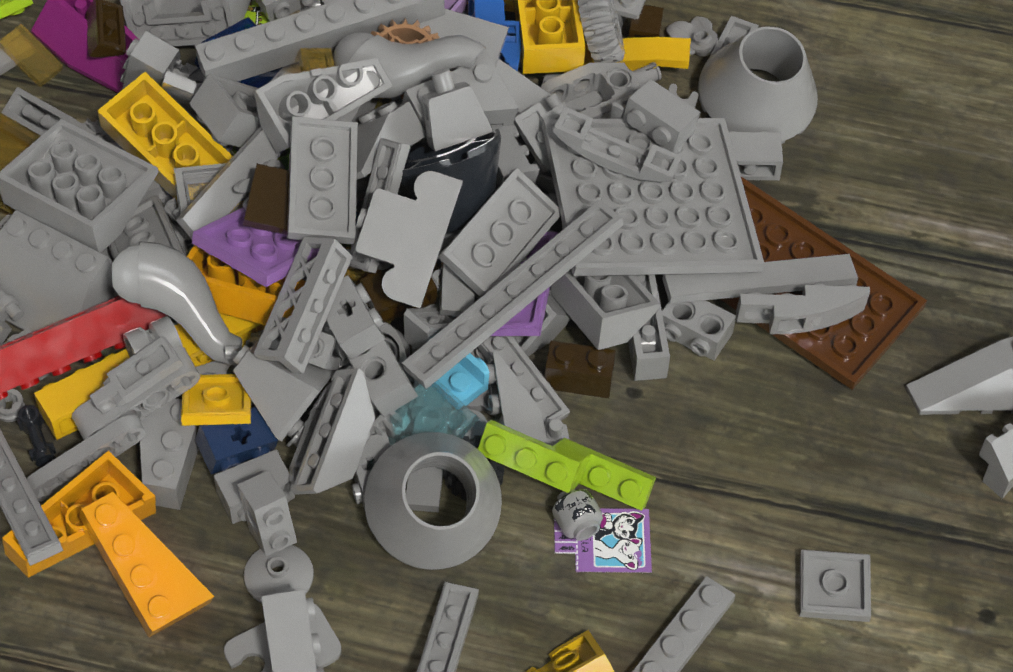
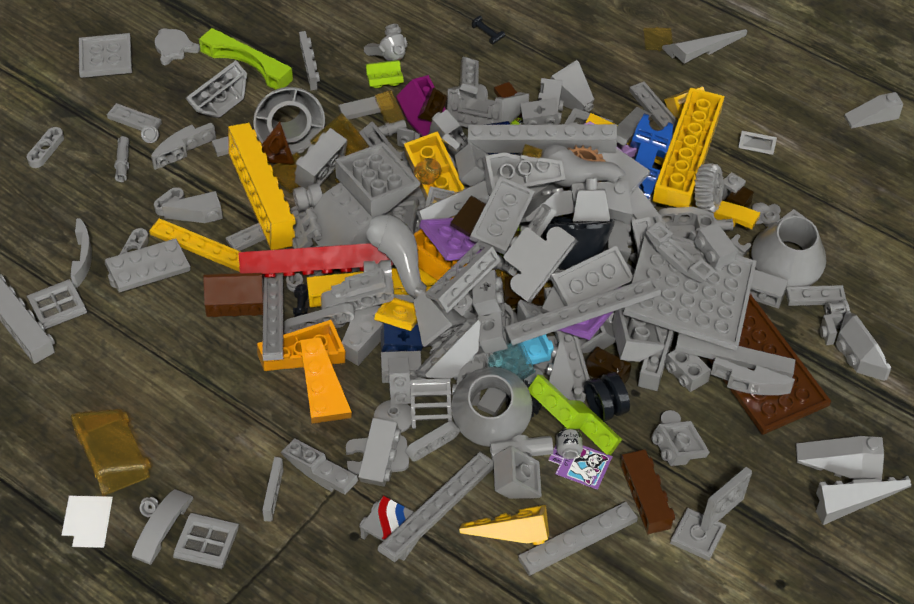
camera: 25 degrees right, 5 degrees down
(52, 85) = (391, 128): none -> light grey pin
(82, 96) = (406, 135): none -> light grey bracket
(161, 144) = (428, 171): none -> clear yellow head
(318, 507) = (430, 387): none -> light grey plate
(363, 593) = (432, 441): none -> light grey beam
(507, 551) = (530, 446): none -> light grey piece
(521, 598) = (516, 474): none -> light grey slope
(604, 416) = (607, 396): none -> black wheel
(708, 418) = (670, 417): none -> light grey tile
(731, 547) = (647, 492): none -> reddish brown brick
(741, 450) = (679, 442): none -> light grey plate
(824, 140) = (814, 295): none -> light grey tile
(859, 515) = (726, 498): none -> light grey tile
(866, 152) = (842, 307): none -> light grey bush
(868, 185) = (828, 327): none -> light grey bracket
(929, 199) = (861, 348): none -> light grey wedge

